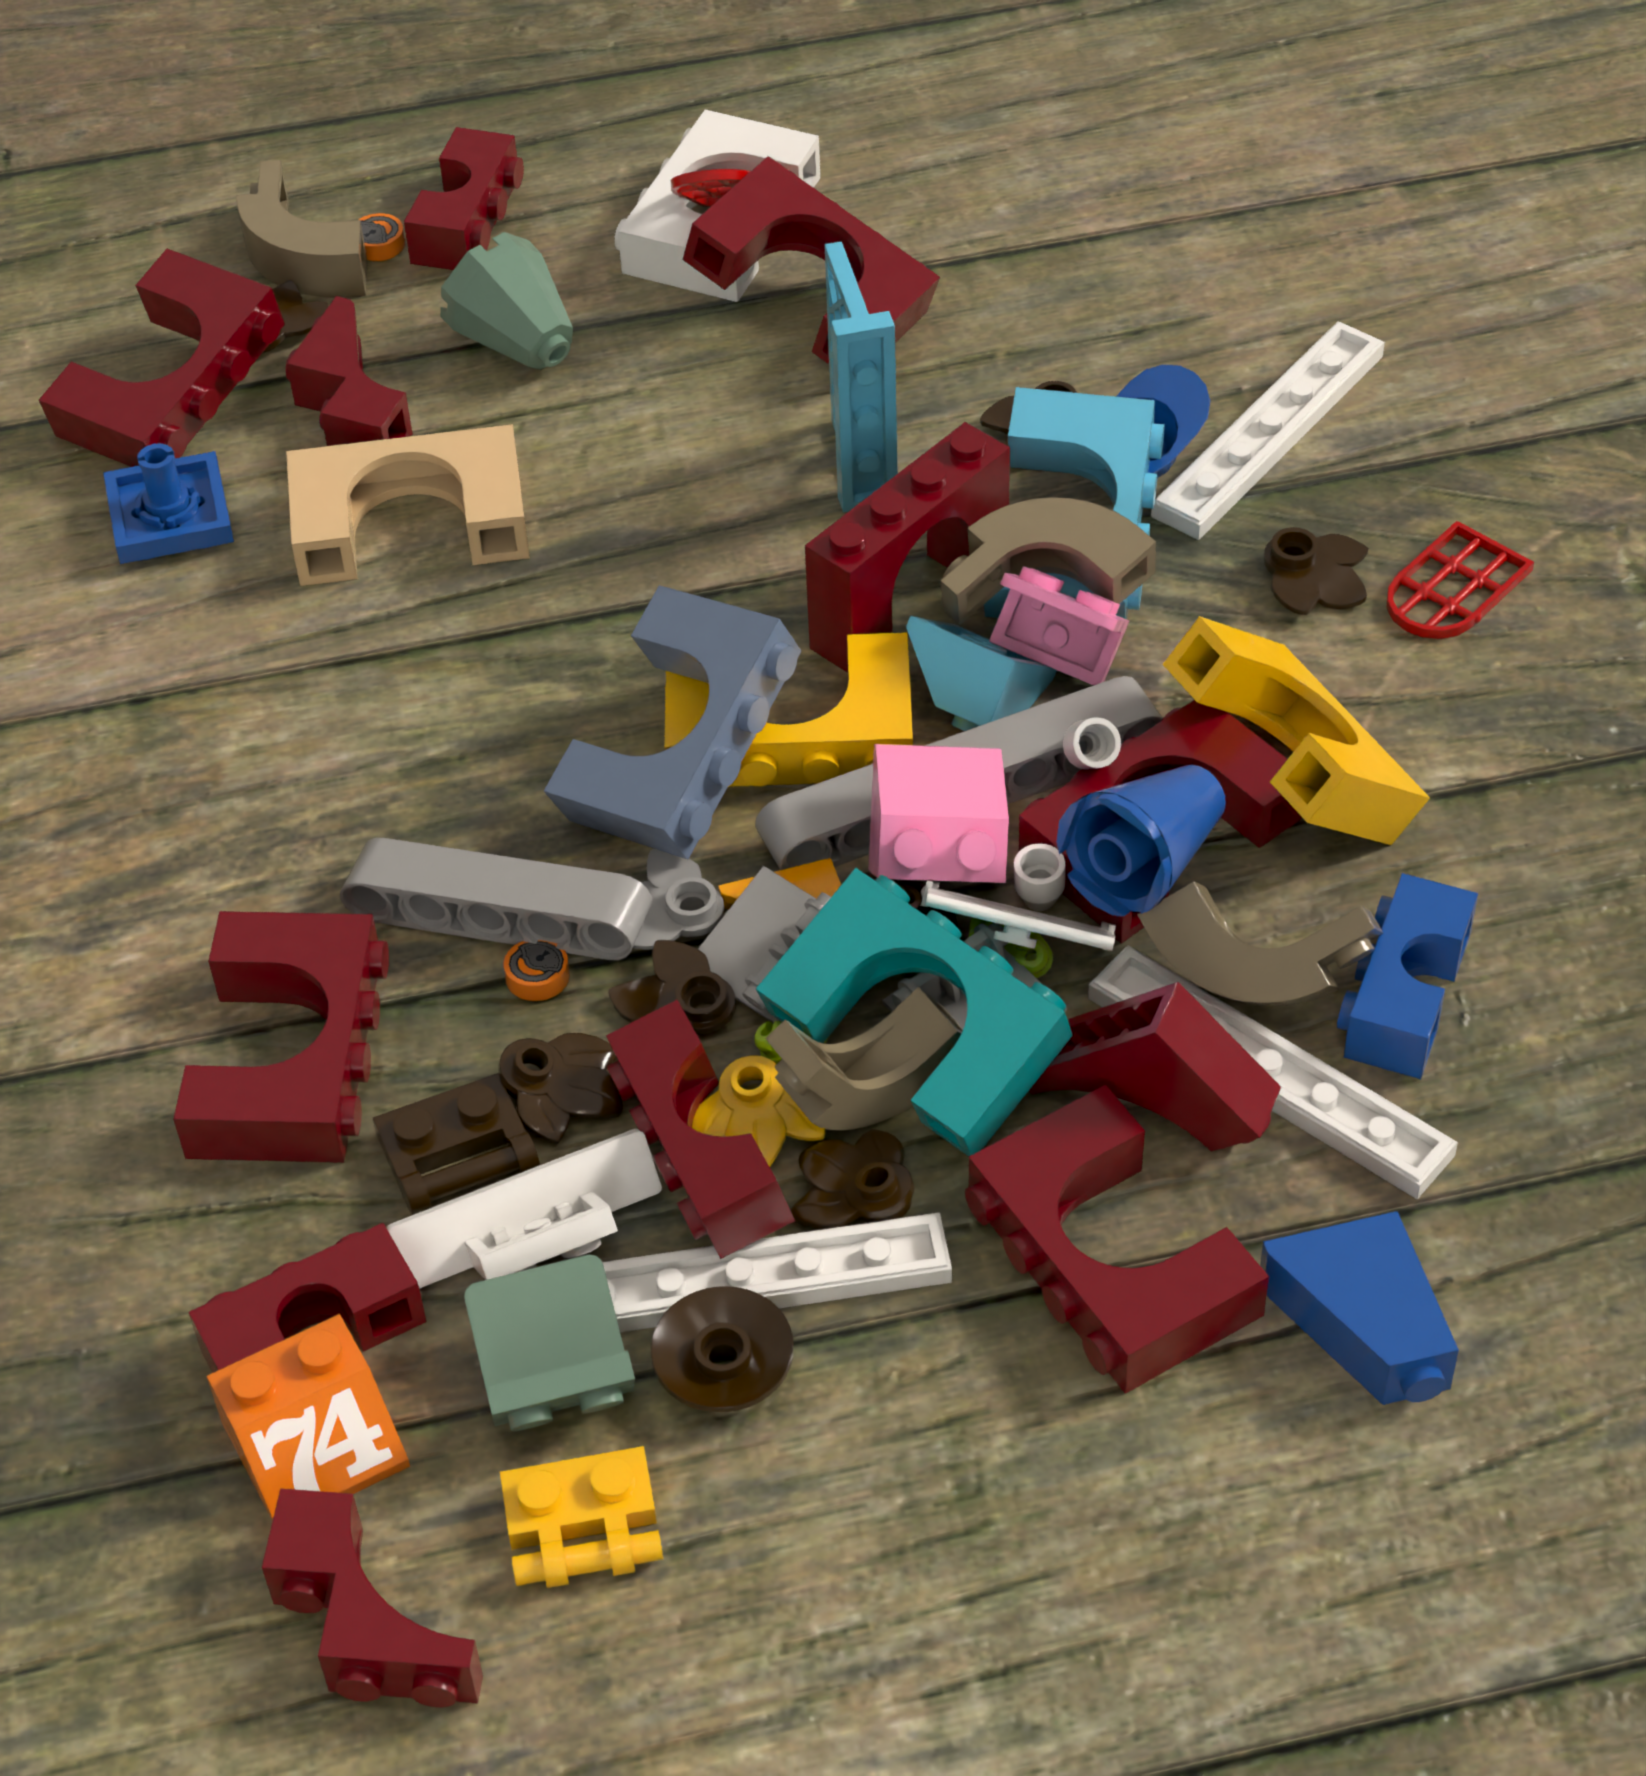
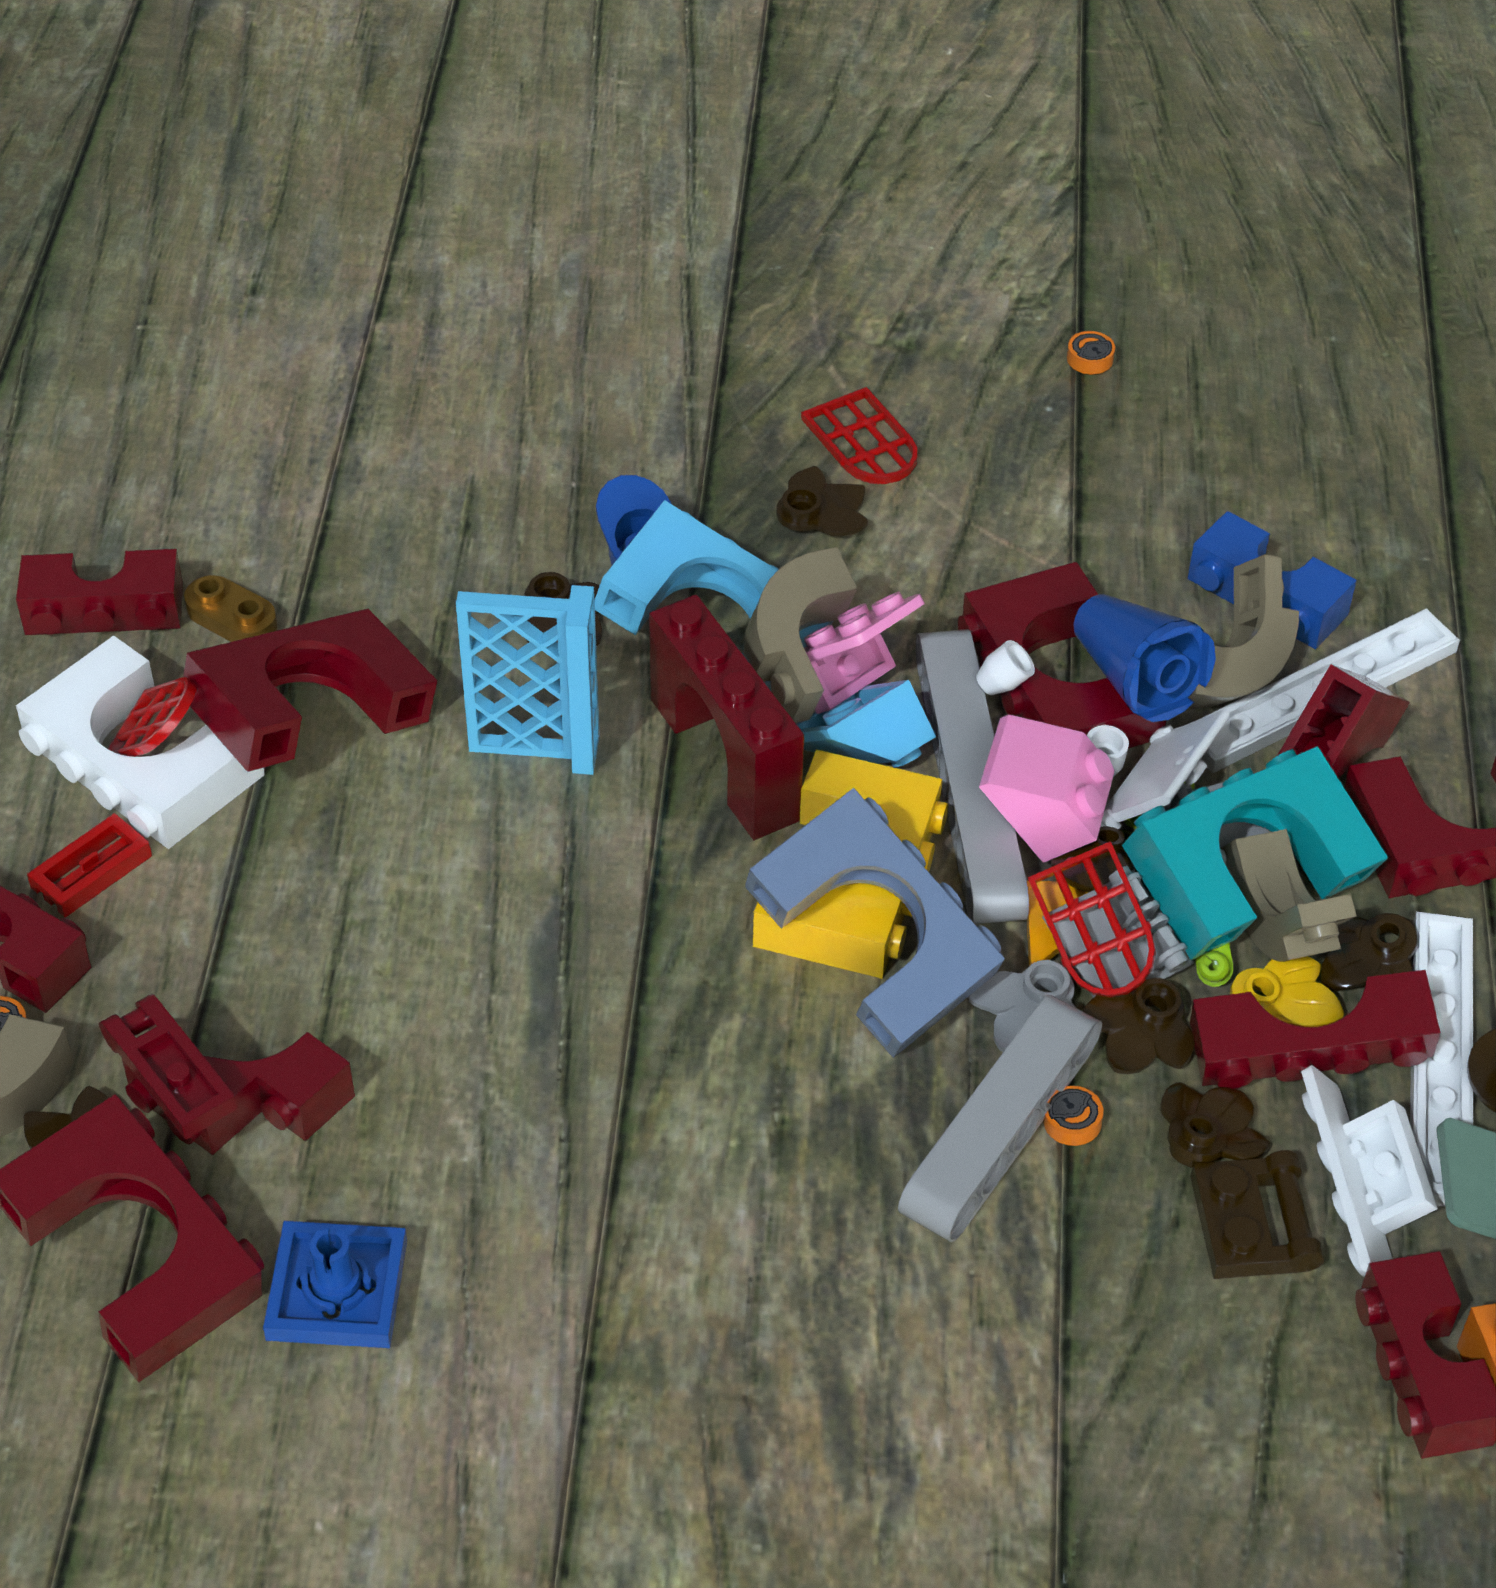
camera: 75 degrees left, 0 degrees up
(310, 1101) = (1049, 1255): dark red arch -> none
(322, 313) = (169, 1066): none -> dark red plate
(342, 483) = (428, 1012): tan arch -> none
(508, 303) = (215, 926): sand green cone -> none
(570, 229) = (95, 870): none -> red tile
(719, 960) = (1102, 899): none -> red window
(874, 107) = (139, 597): none -> dark red arch
(923, 212) = (228, 608): none -> pearl gold plate
(1267, 430) = (611, 447): white tile -> none
(1336, 767) = (987, 555): yellow arch -> none

